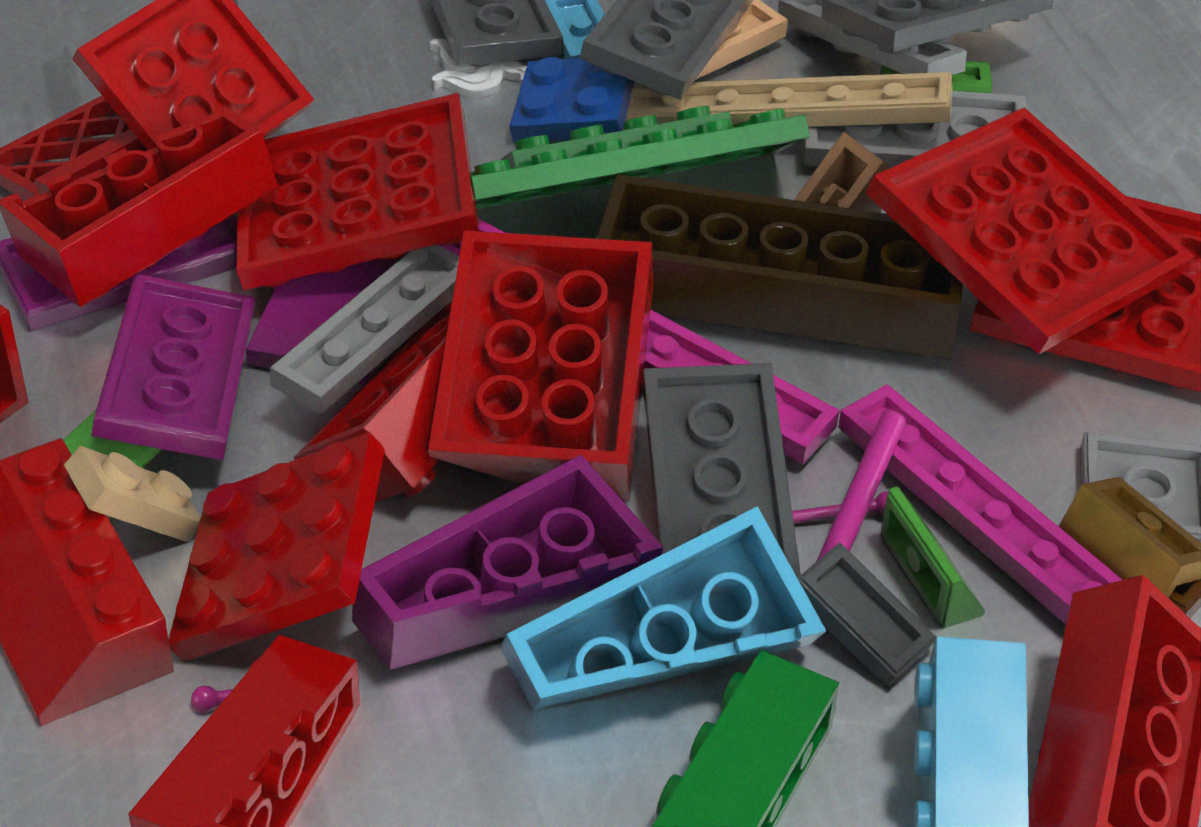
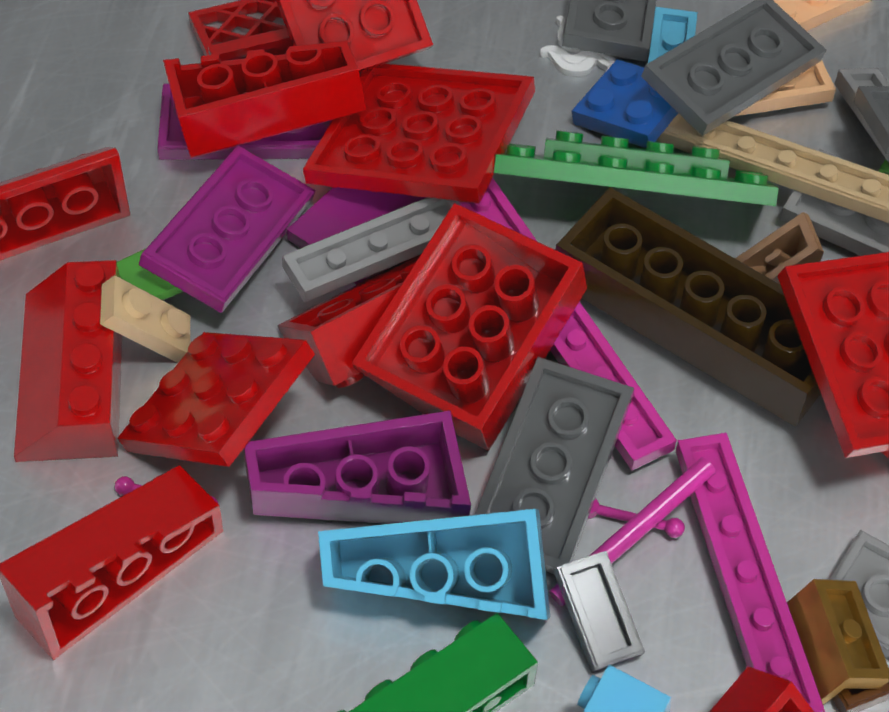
camera: 25 degrees right, 10 degrees up
(927, 563) = (678, 588): bright green slope -> none

